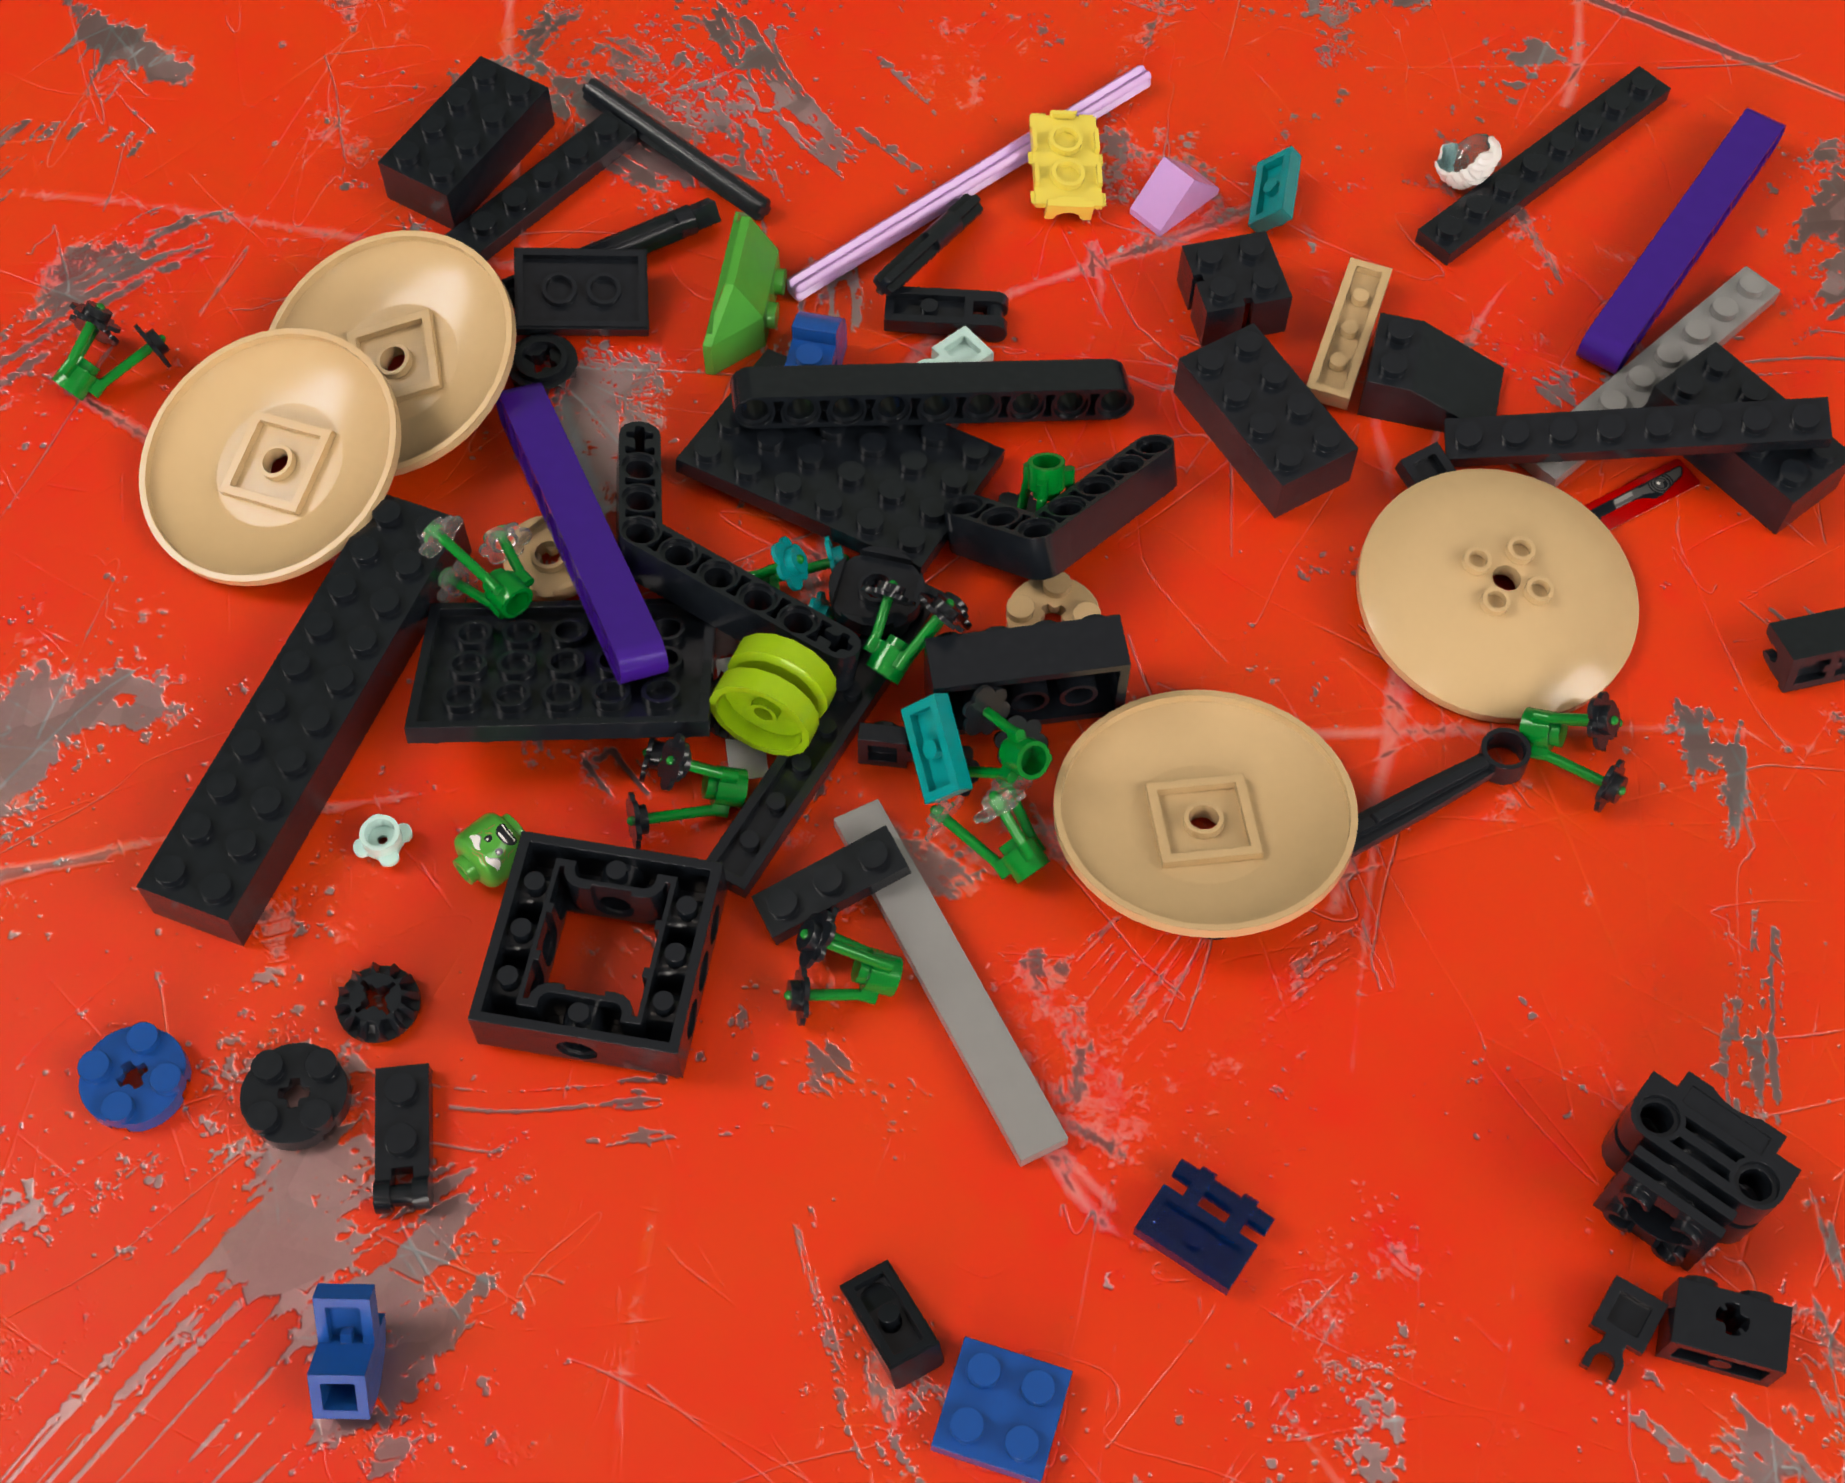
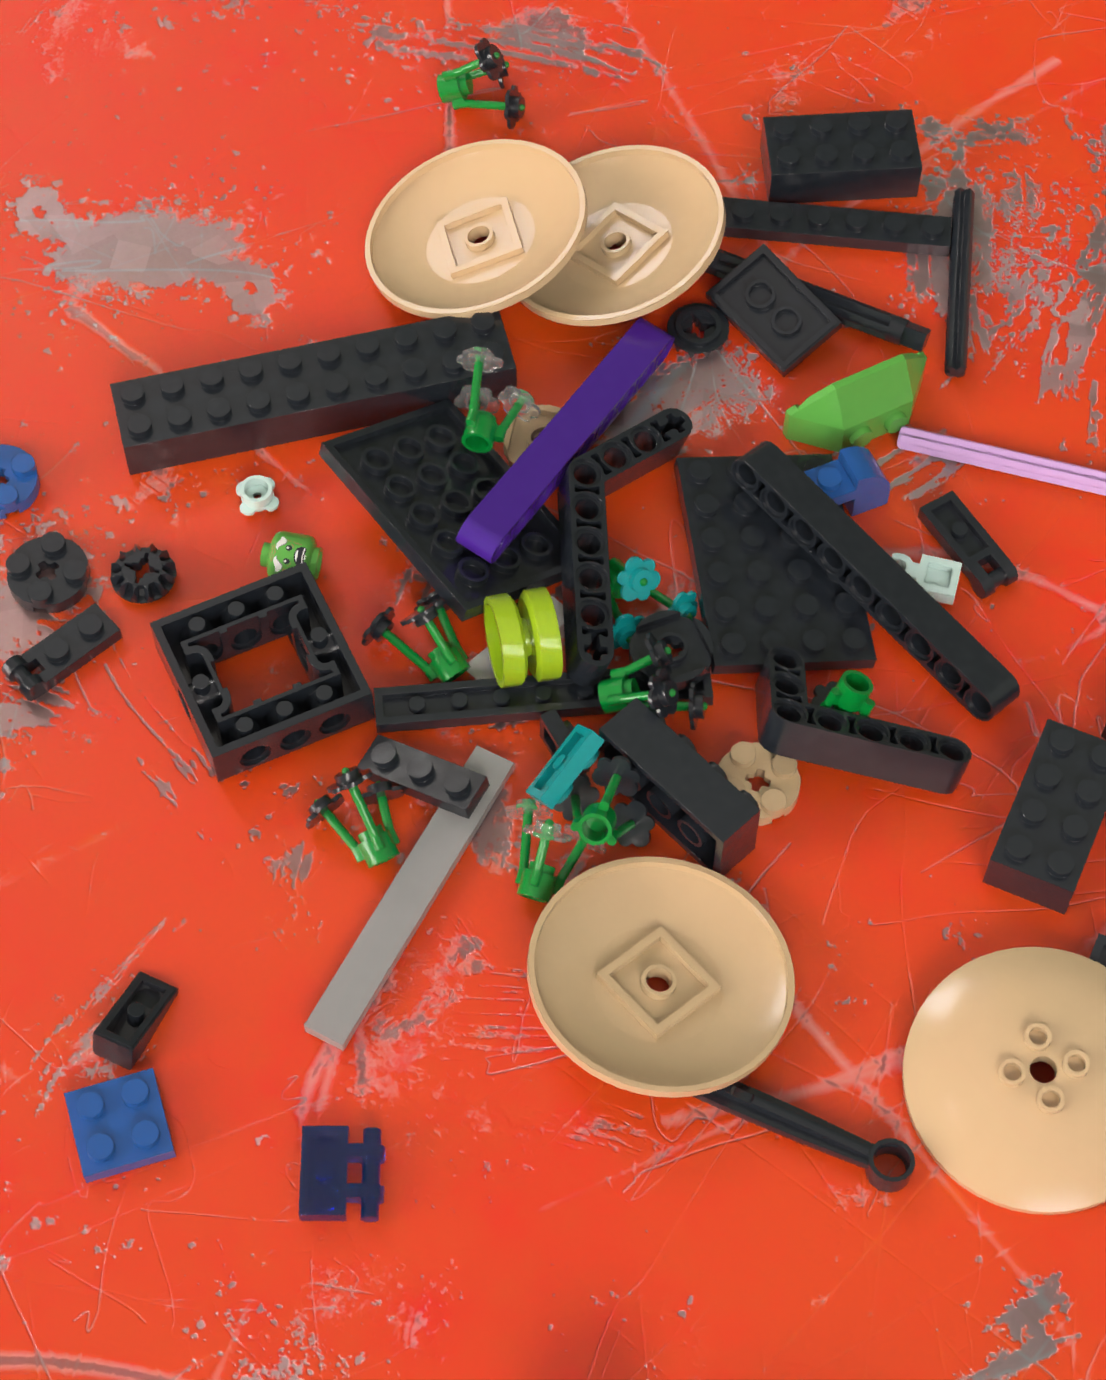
camera: 55 degrees right, 0 degrees up
(927, 245) = (1015, 492): black axle -> none
(1549, 729) = (948, 1203): plant -> none

